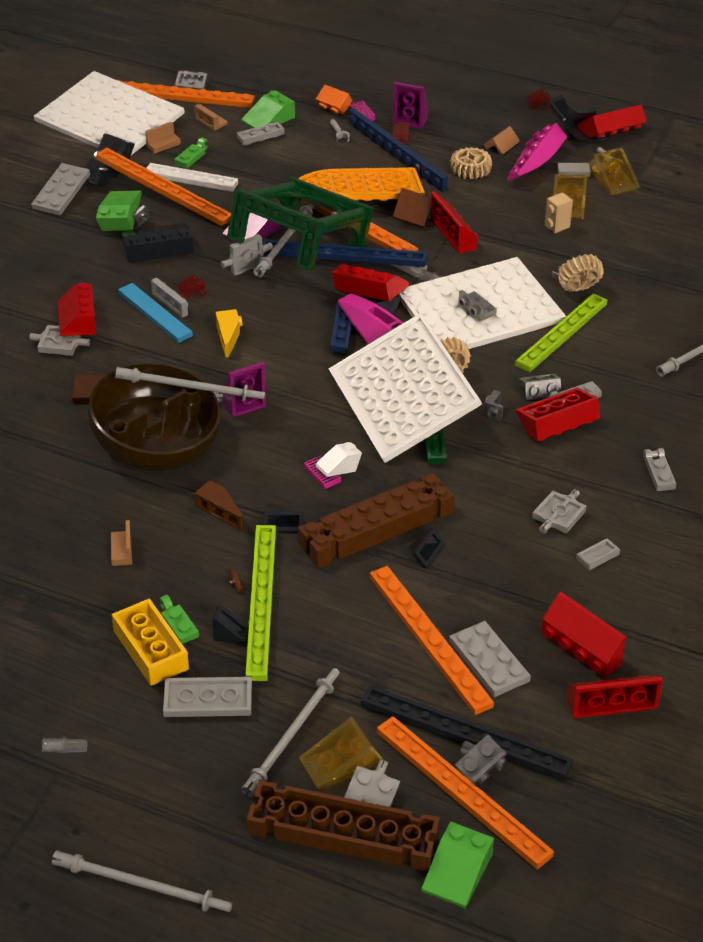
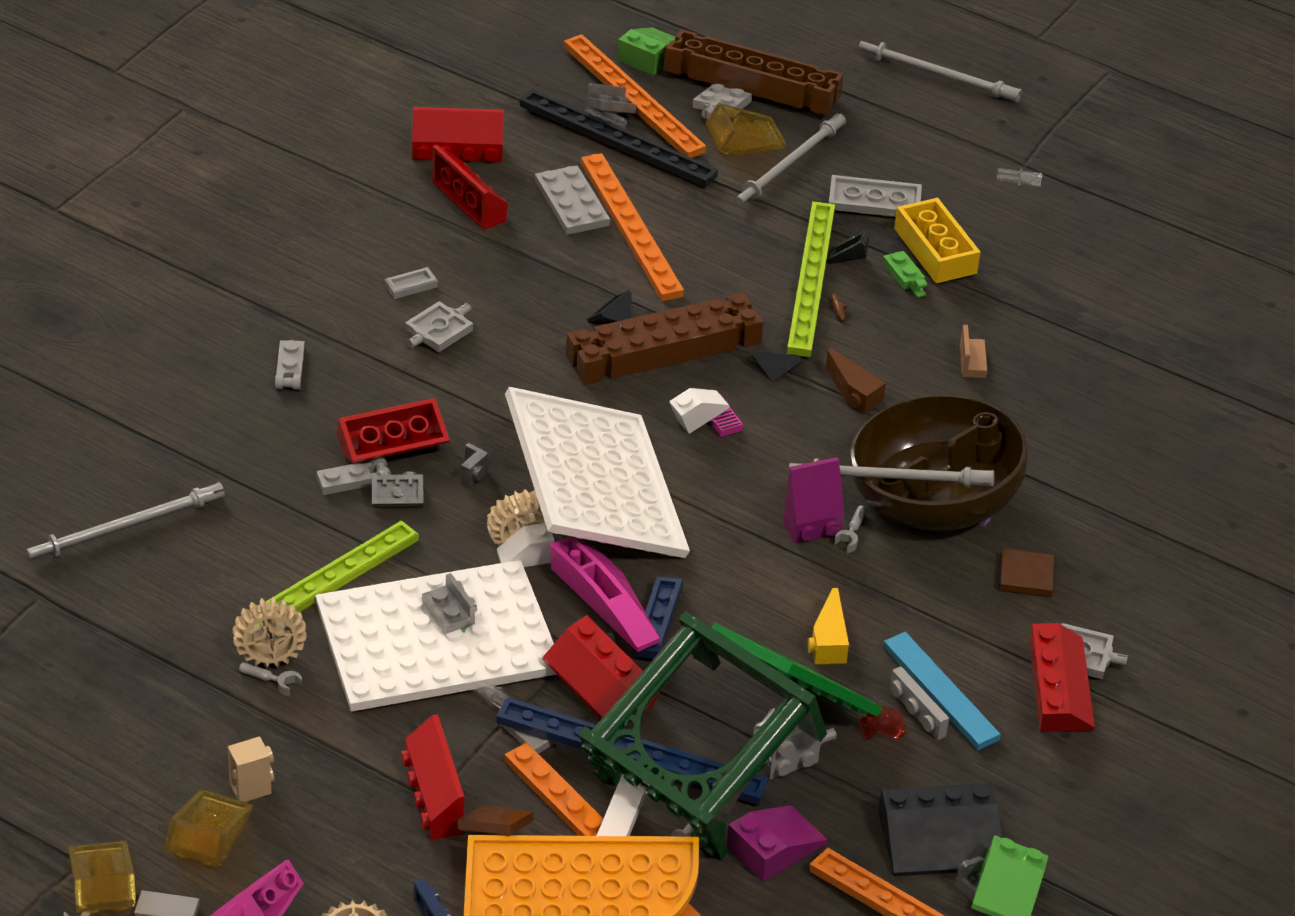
camera: 175 degrees left, 0 degrees up
(248, 256) = (803, 675): none -> green plate

